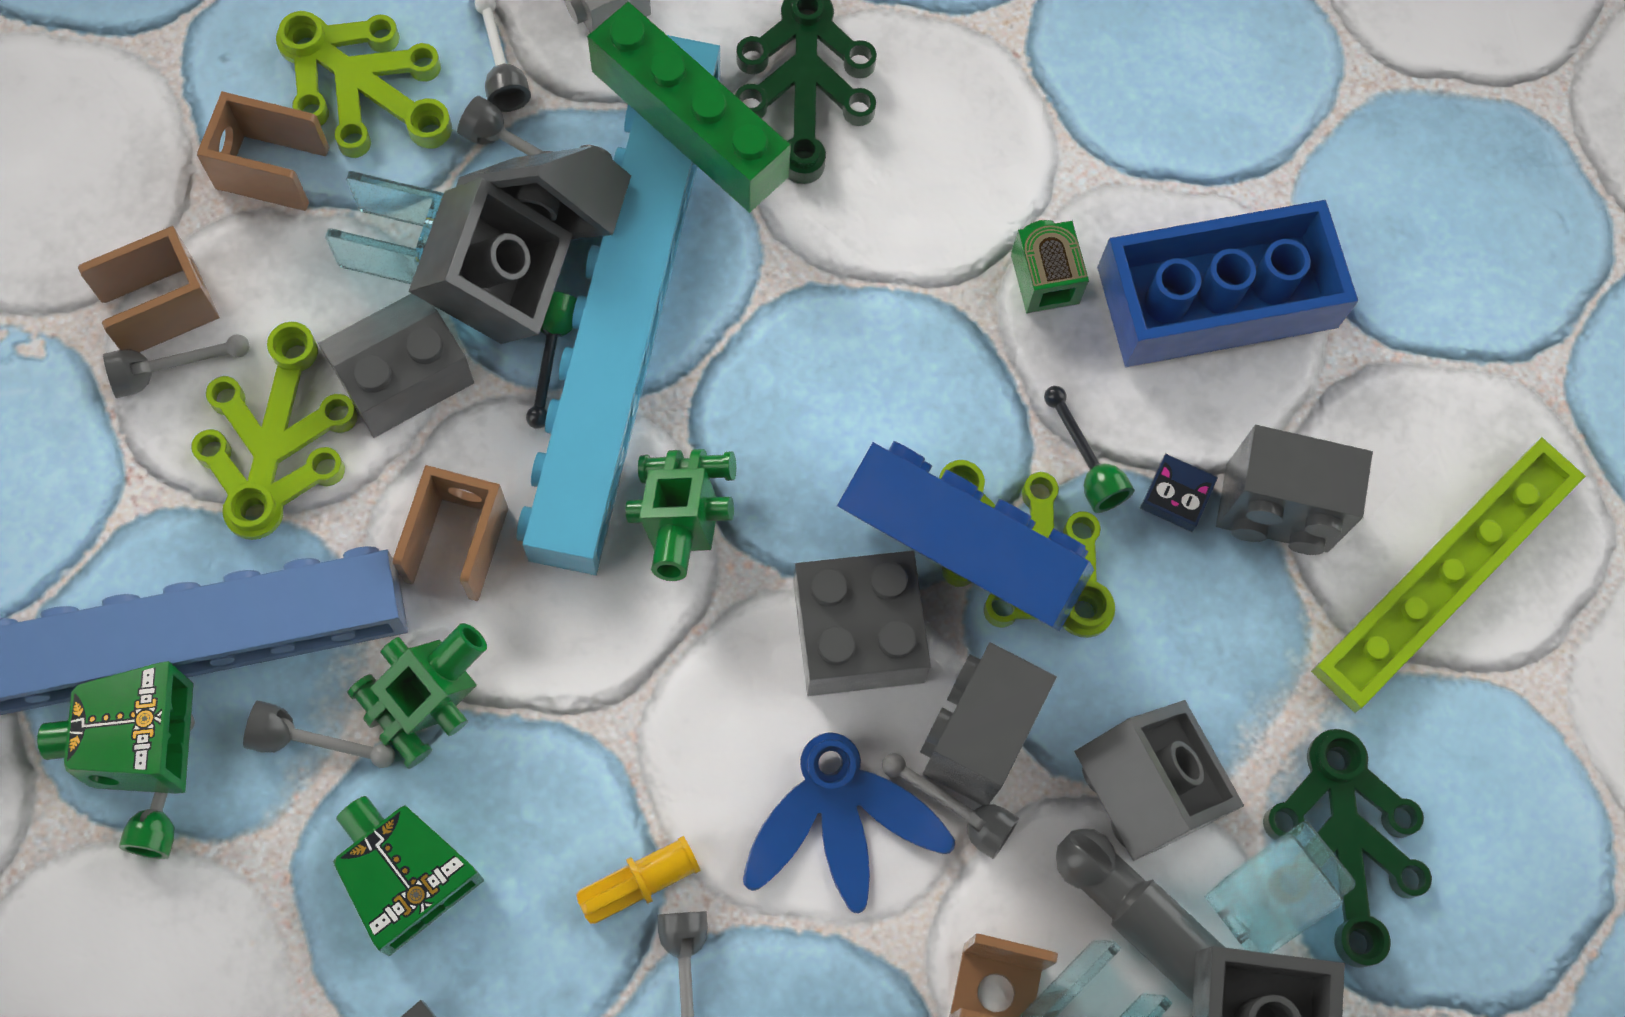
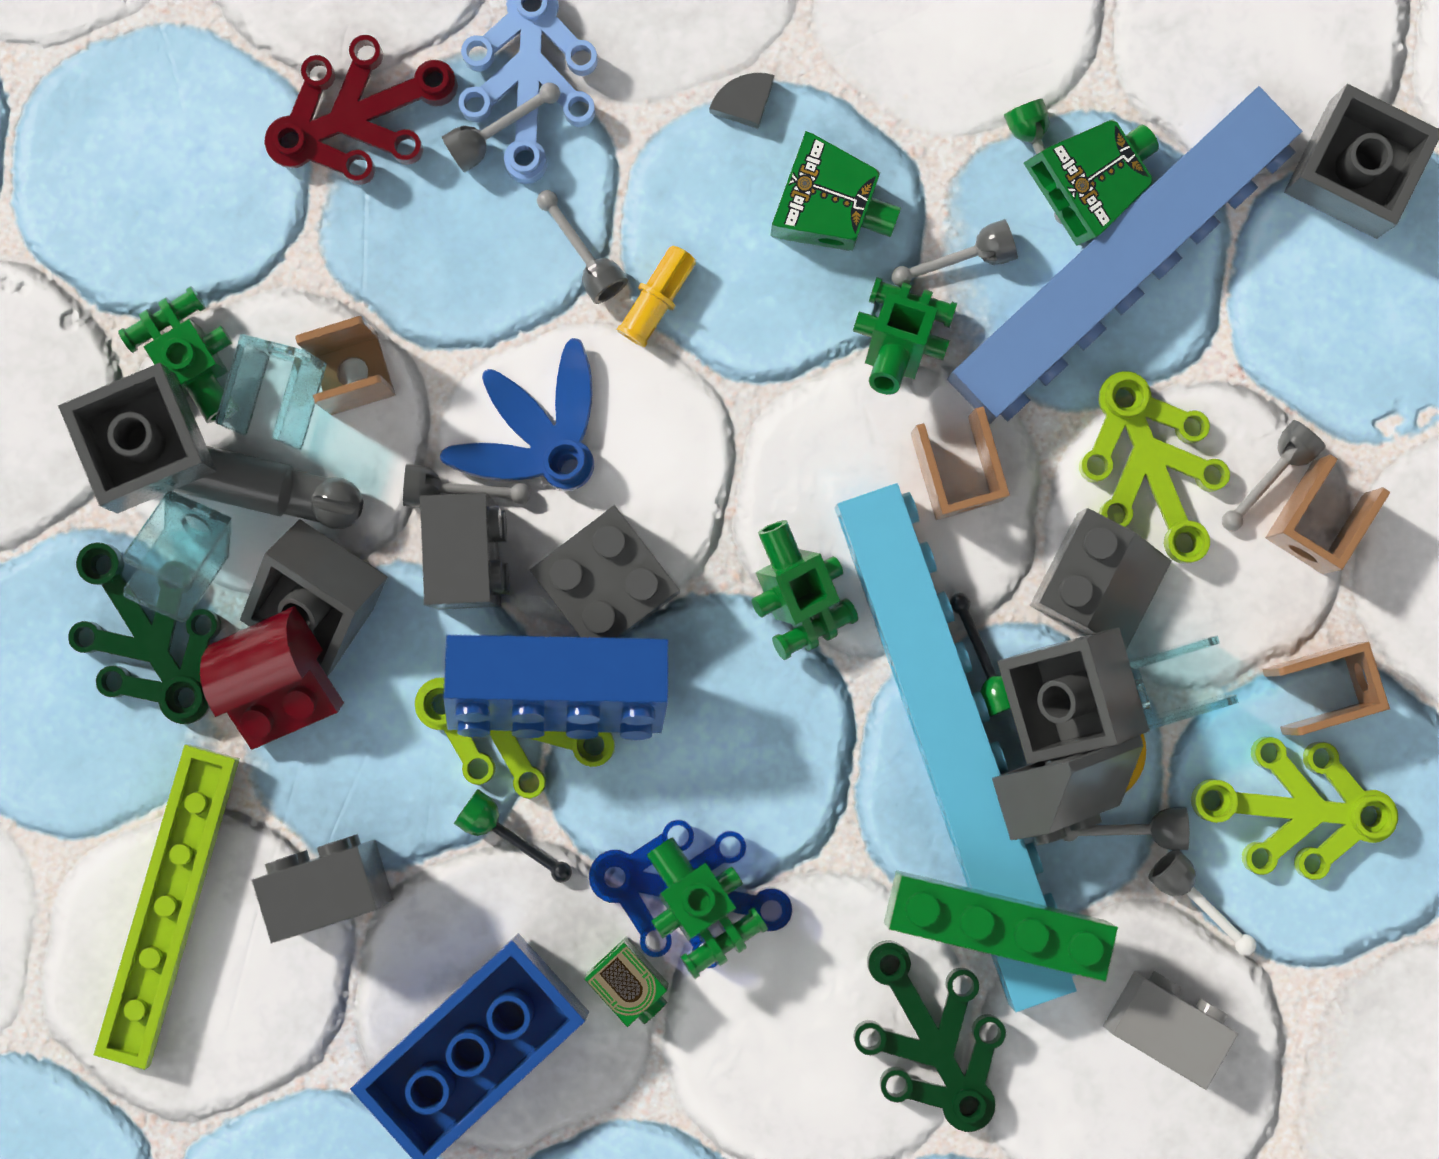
camera: 155 degrees right, 15 degrees up
(946, 280) = (697, 902): none -> green piece
(950, 317) = (649, 883): none -> clear blue plant
(1178, 492) = (418, 847): tile -> none
(1246, 721) = (269, 679): none -> dark red brick

